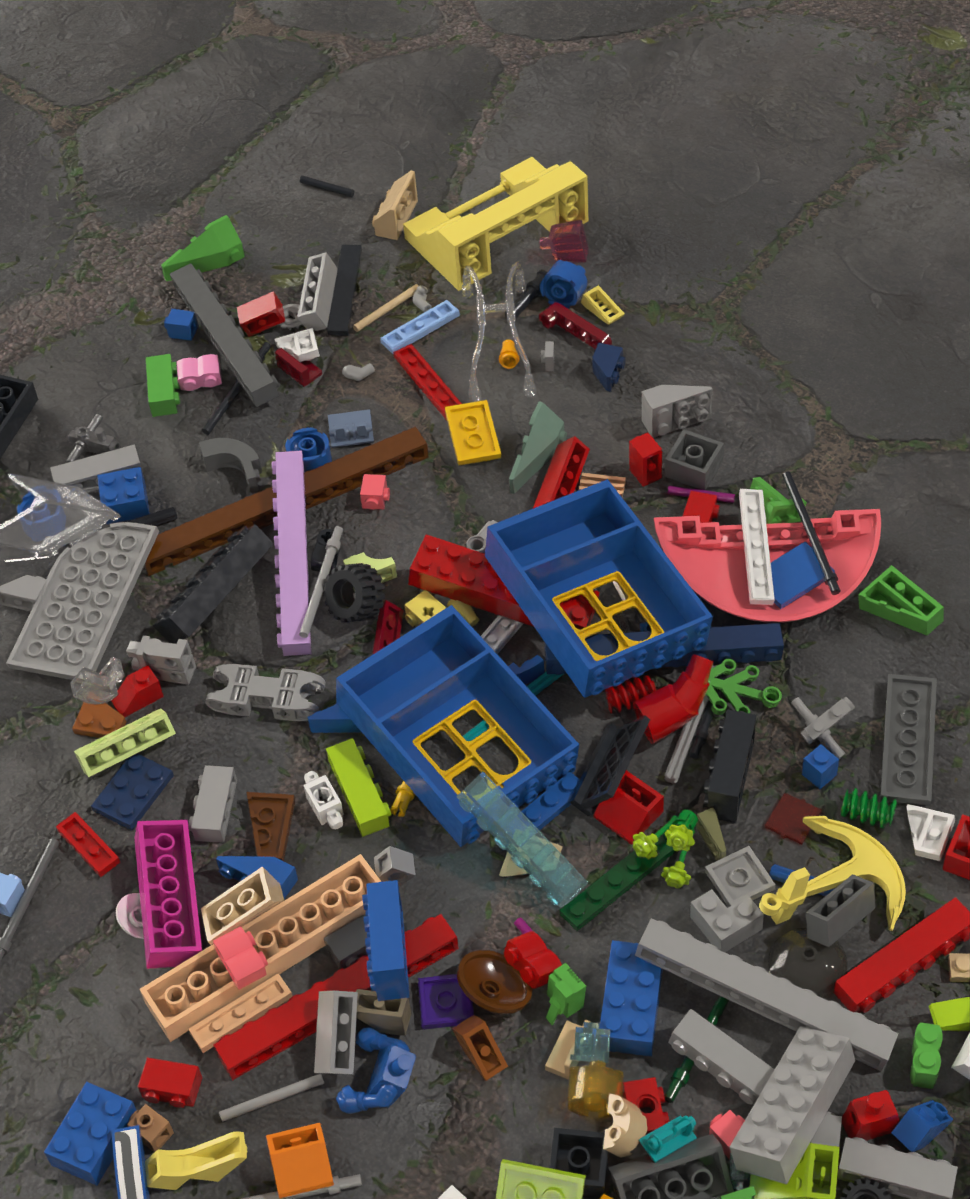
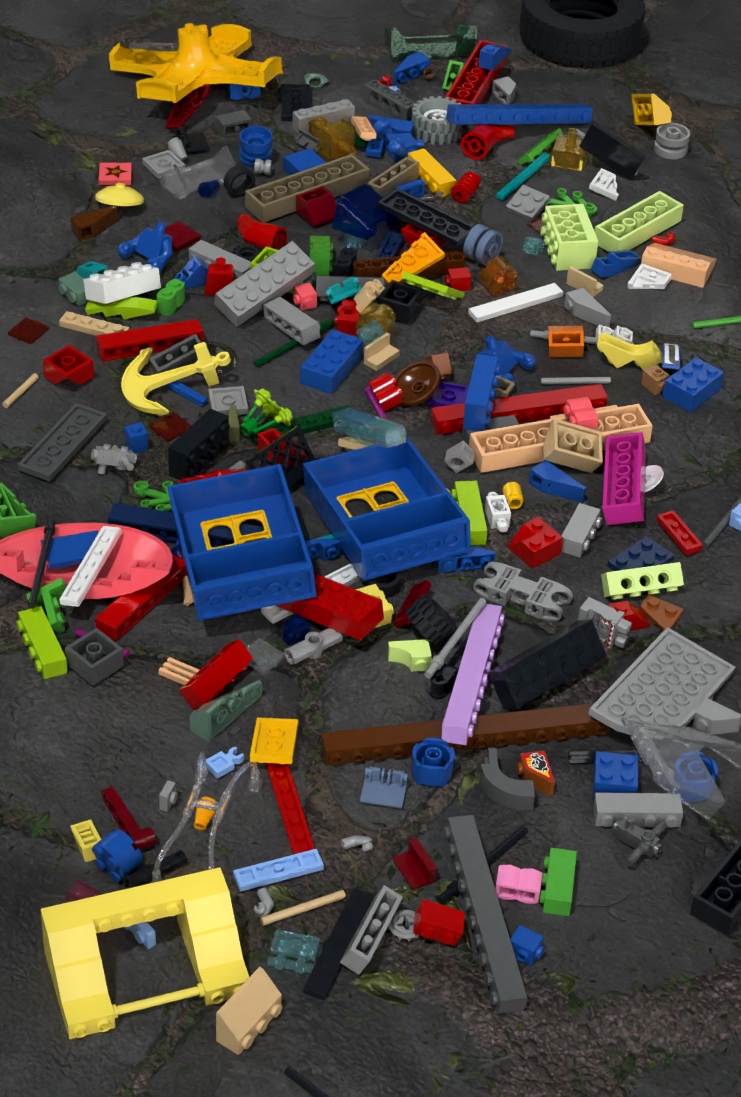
camera: 170 degrees left, 10 degrees down
(98, 687) = (658, 619): clear brick -> none
(170, 1082) = (639, 393): red brick -> none
(204, 481) = (536, 767): none -> slope
(212, 250) = (472, 1025): bright green wedge -> none
(264, 762) = (536, 543): none -> red slope
(271, 822) = (540, 505): reddish brown wing -> none
(300, 345) = (407, 880): white wing -> none
(310, 833) = (513, 495): none -> yellow brick
(336, 1032) = (527, 378): light grey brick -> none
(374, 492) = (383, 714): coral brick -> none
(380, 269) = (295, 946): none -> clear light blue plate
(513, 403) = (222, 764): none -> light blue plate
(519, 248) = (143, 934): none -> light blue plate
(565, 993) = (371, 366): bright green piece -> none
(607, 364) = (117, 770): dark blue slope -> none
(645, 459) = (137, 663): red brick -> none
(675, 407) = (84, 699): light grey slope -> none
(725, 925) = (251, 376): light grey brick -> none
(754, 461) = (41, 642): none -> lime brick
(762, 991) = (253, 332): light grey brick -> none
(869, 808) = (119, 408): green piece -> none
(929, 831) = (87, 391): white wing -> none

